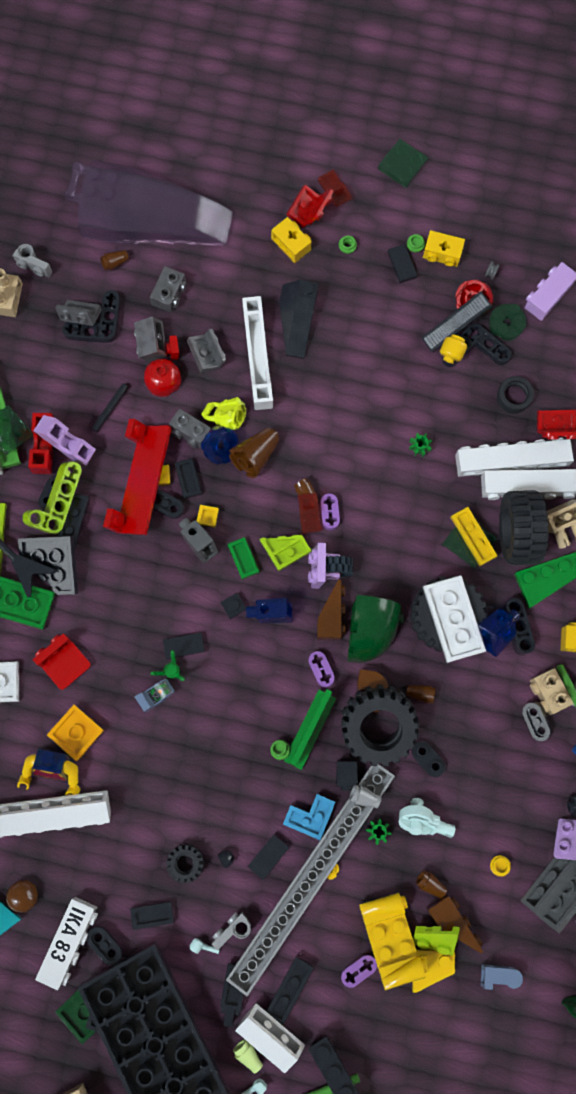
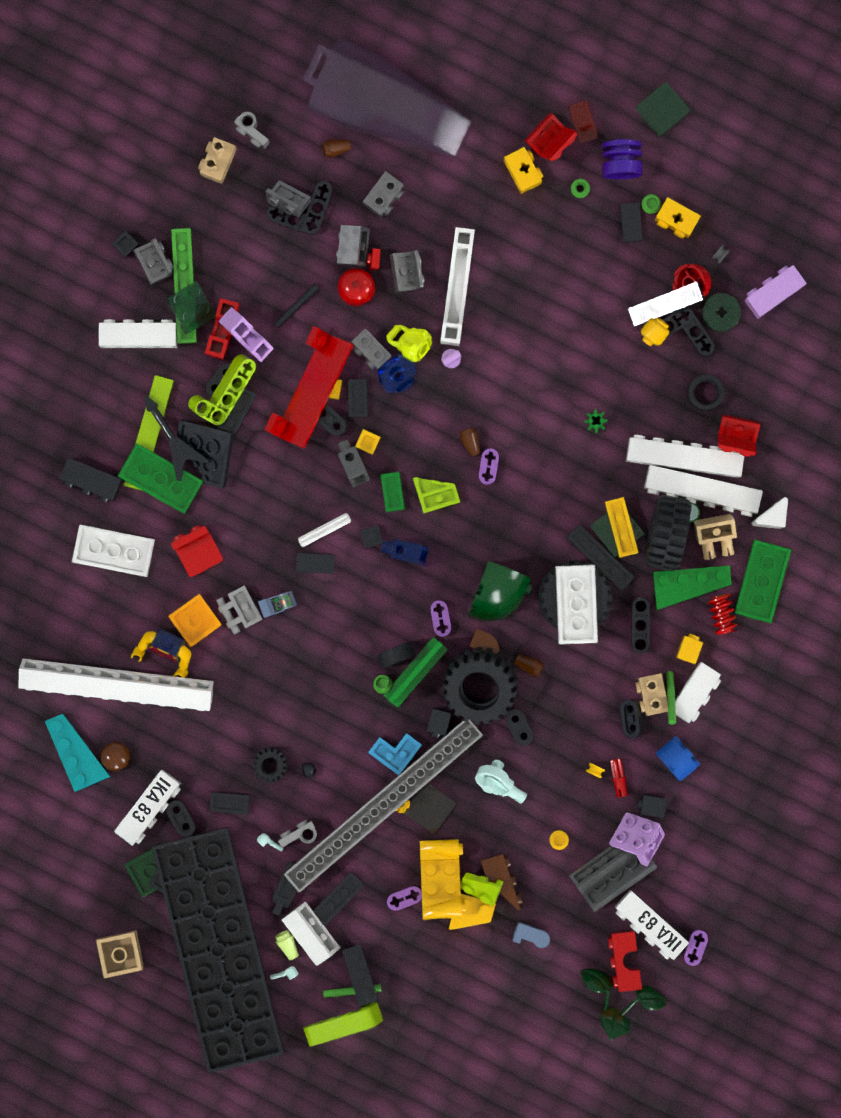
camera: 20 degrees right, 10 degrees up
(123, 706) = (244, 607): none -> light grey plate
(171, 669) = (298, 584): green plant -> none
(185, 610) = (324, 530): none -> white axle
(254, 452) = (430, 389): reddish brown cone -> none
(268, 420) = (451, 358): none -> lavender plate
(268, 857) = (347, 778): black tile -> none
(286, 715) = (396, 654): none -> black tyre
(297, 310) = (509, 249): black wedge -> none
(309, 513) = (467, 464): clear red slope -> none
(327, 566) = (471, 522): lavender plate -> none
(329, 621) = (460, 573): reddish brown slope -> none
(360, 866) = (430, 808): none -> clear smoke slope
(362, 796) = (447, 746): light grey cone -> none
(379, 207) = (622, 156): none -> dark purple wheel
(381, 836) = (456, 785): green gear -> none
(430, 884) = (490, 840): reddish brown cone -> none
(452, 566) = (600, 557): none -> black tile
(498, 630) = (616, 625): clear blue torso -> none
(516, 783) = (595, 770): none -> yellow bush
(542, 785) = (619, 778): none -> red axle

